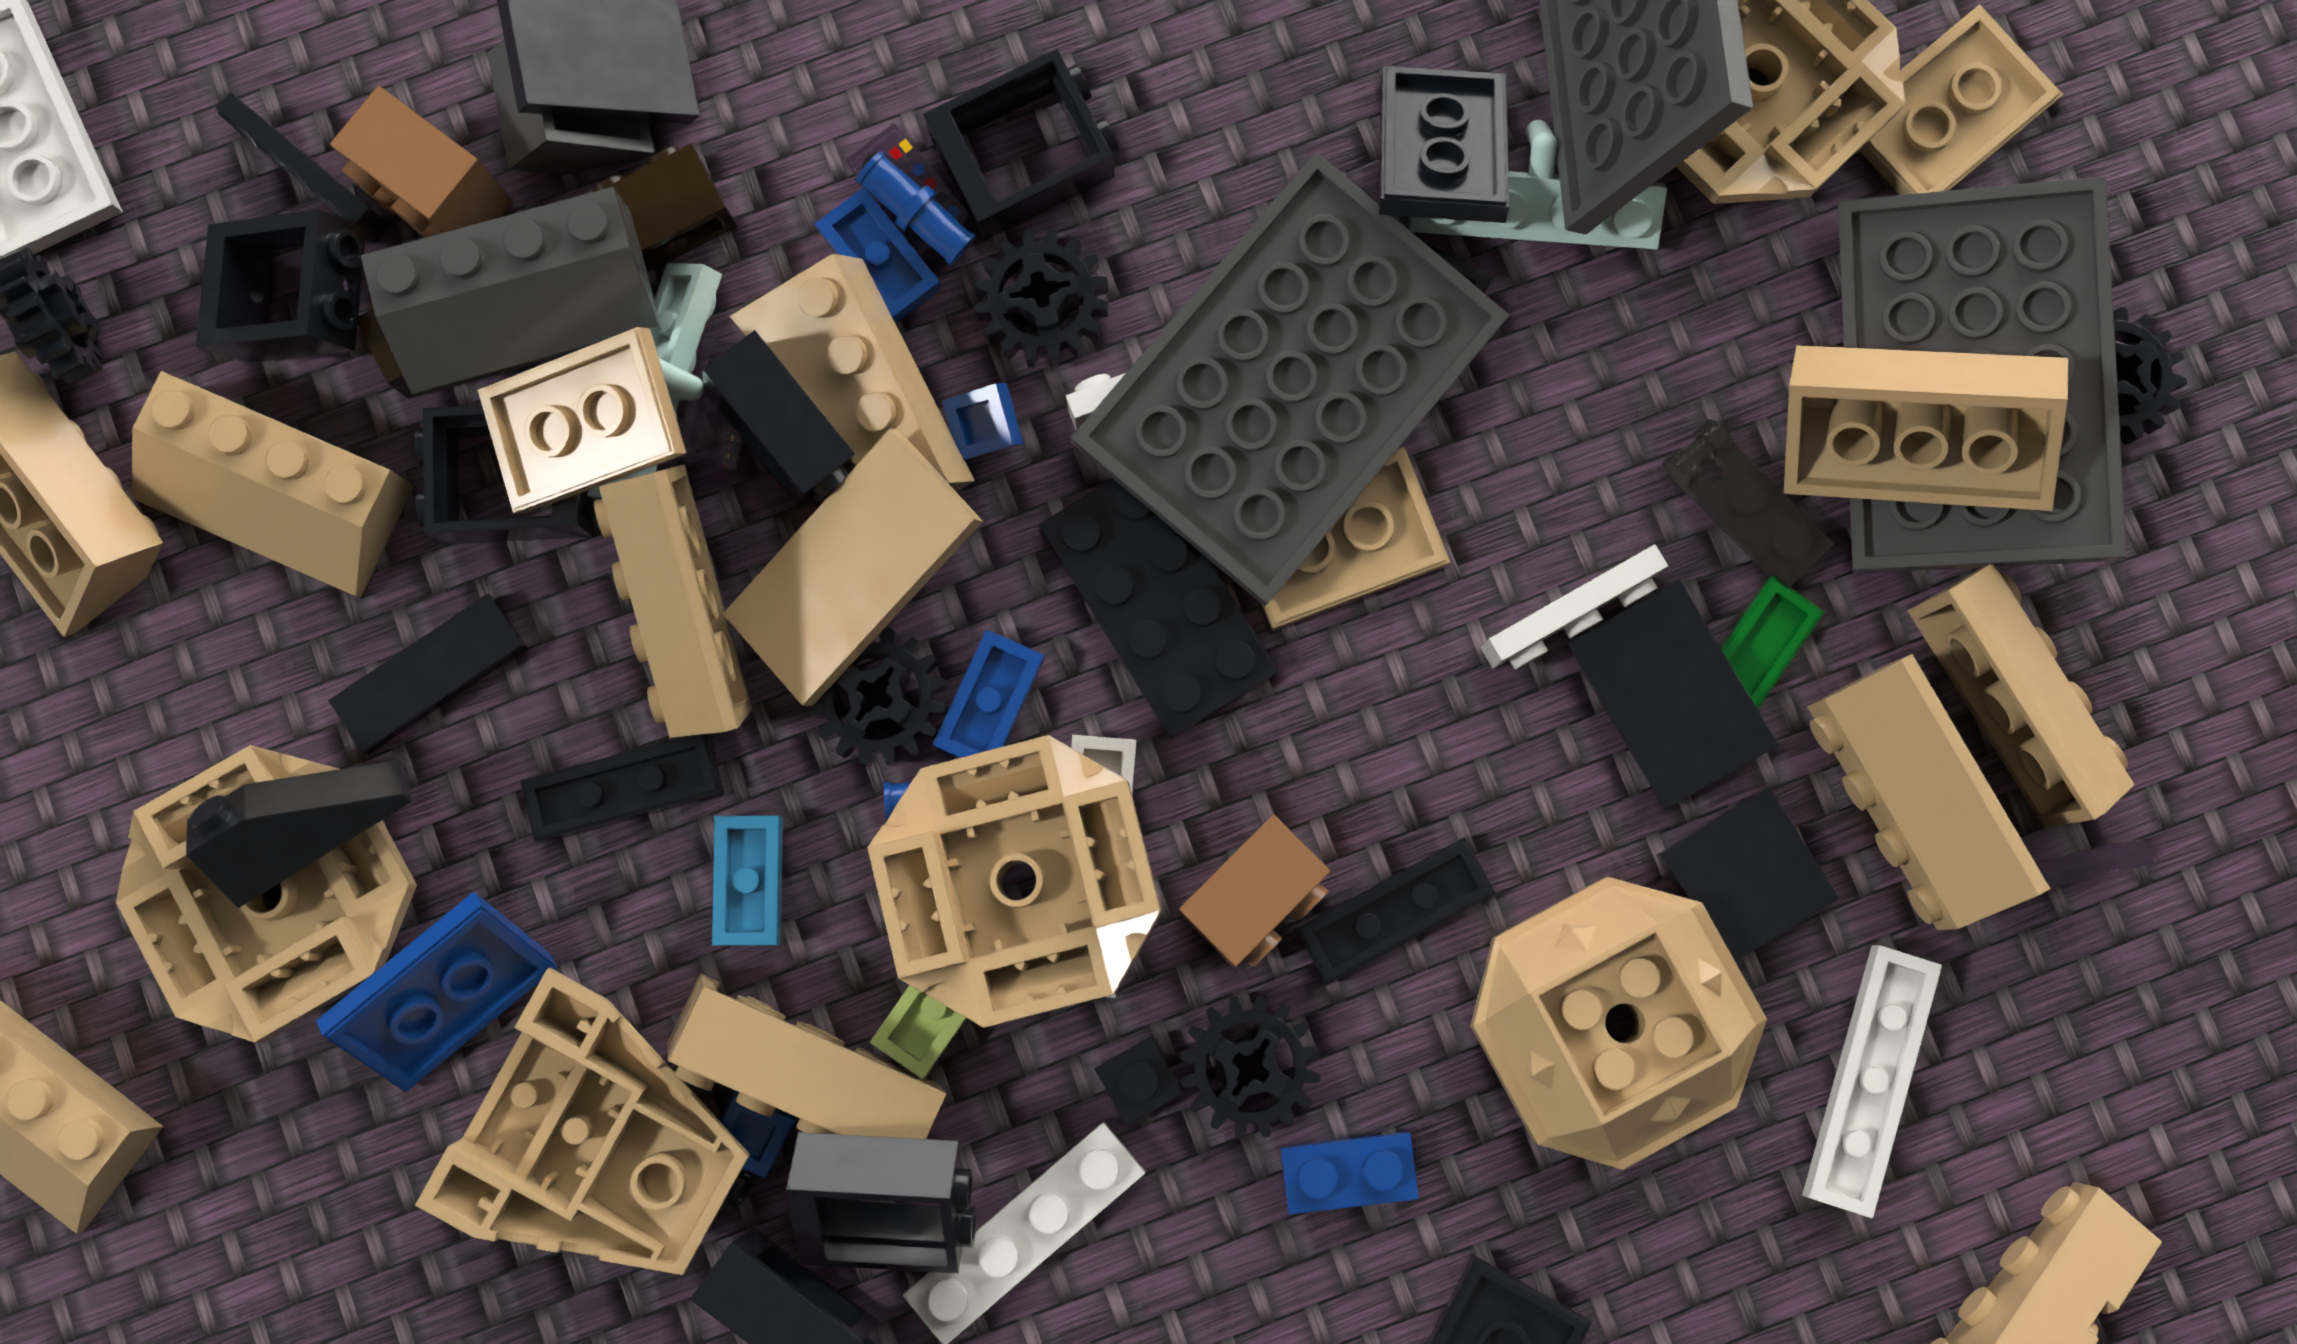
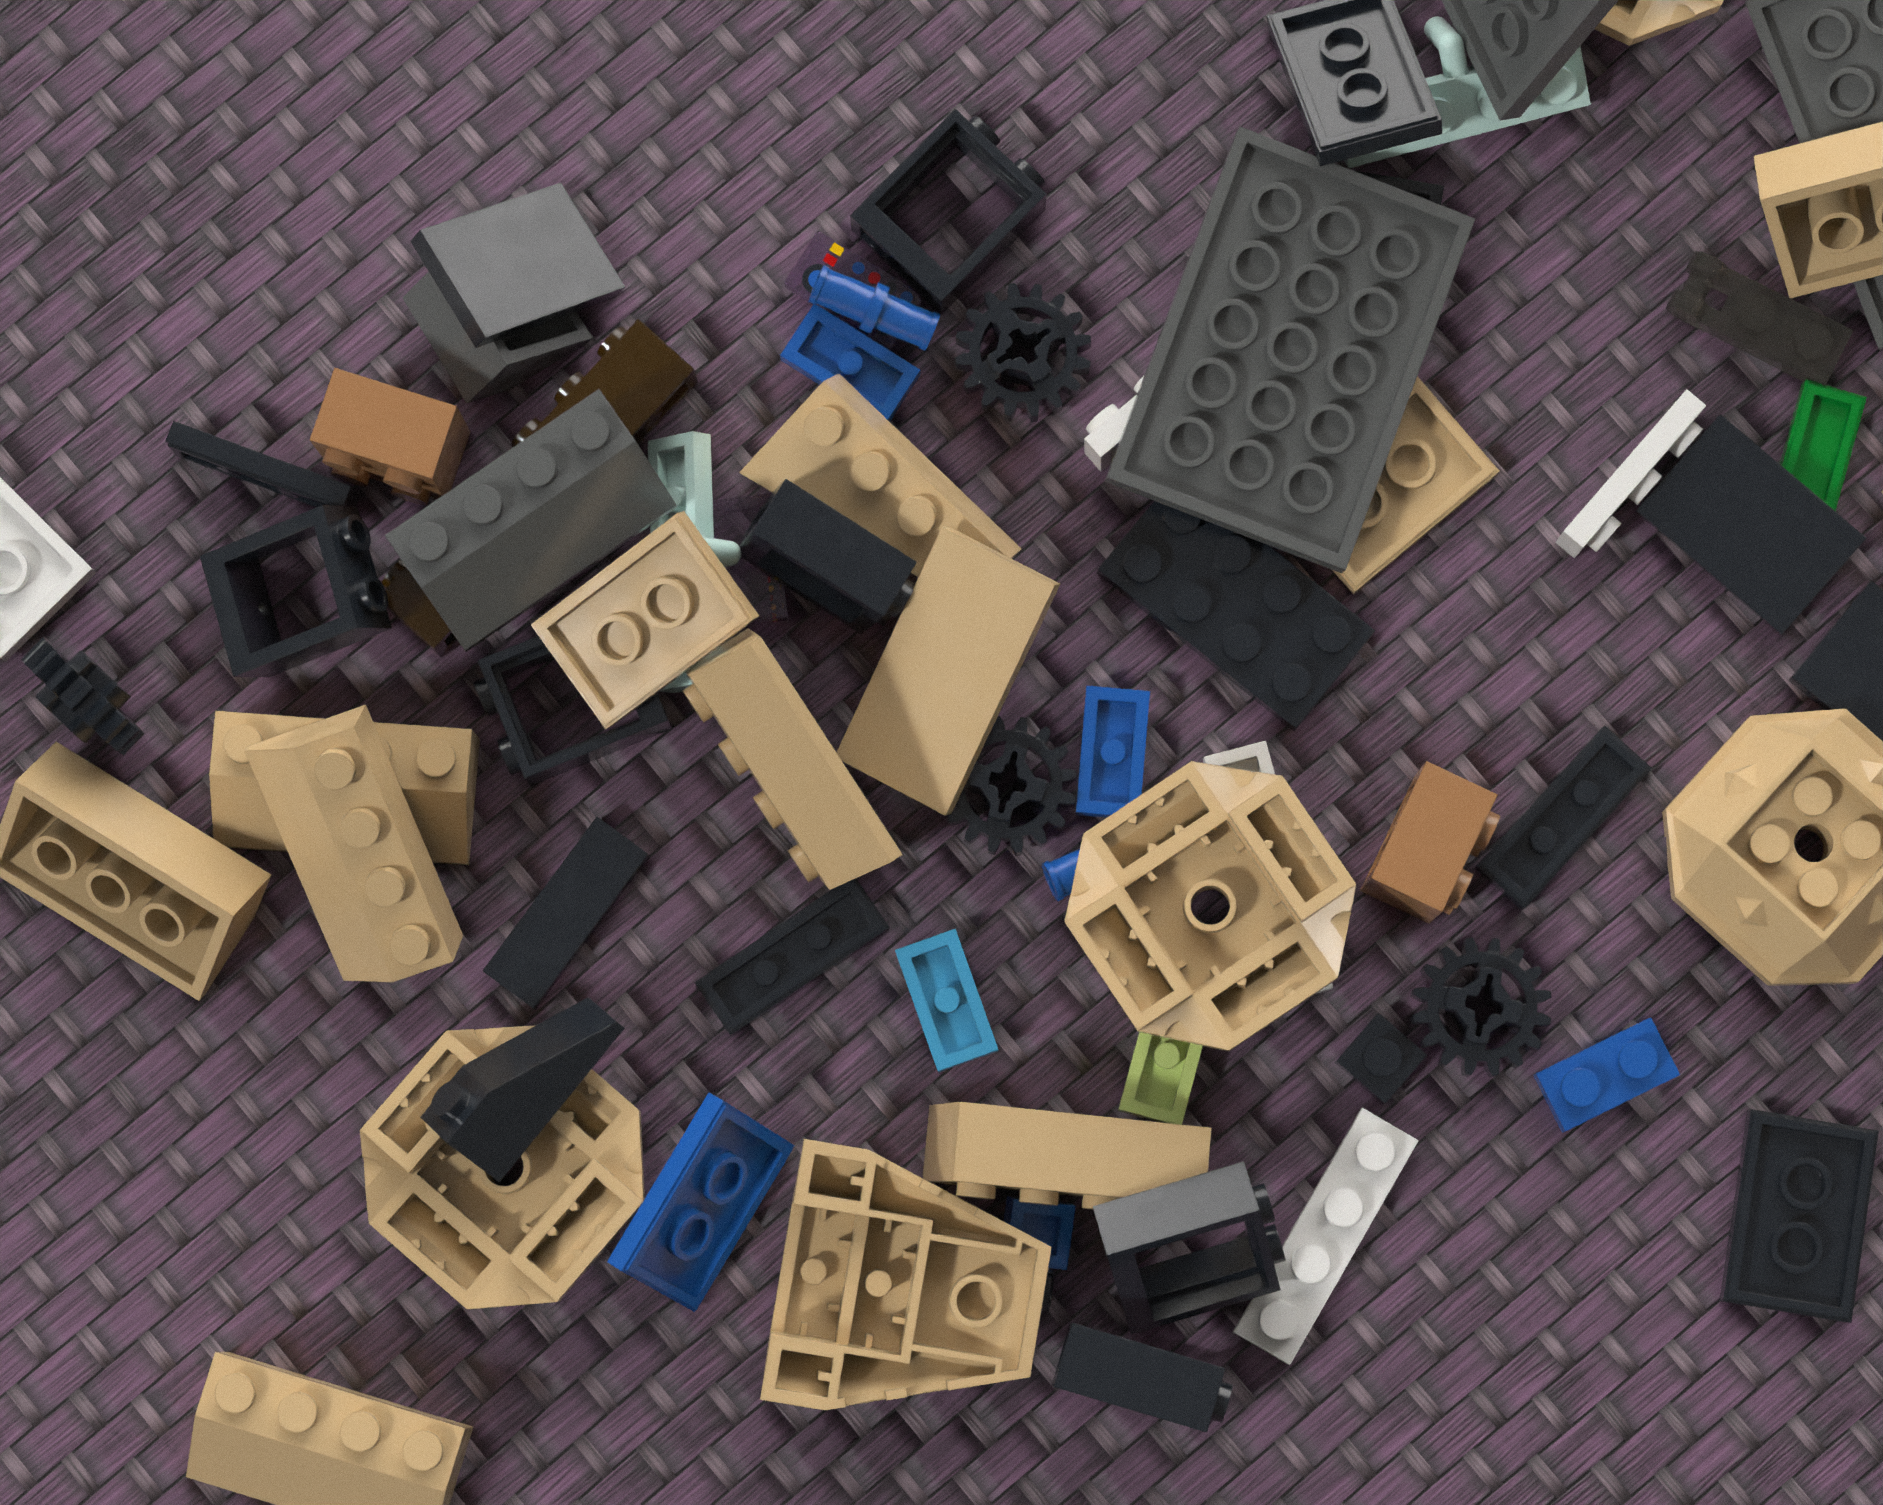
camera: 20 degrees left, 0 degrees up
(245, 543) = (356, 848): none -> tan slope
(983, 421) = (1010, 489): blue plate -> none

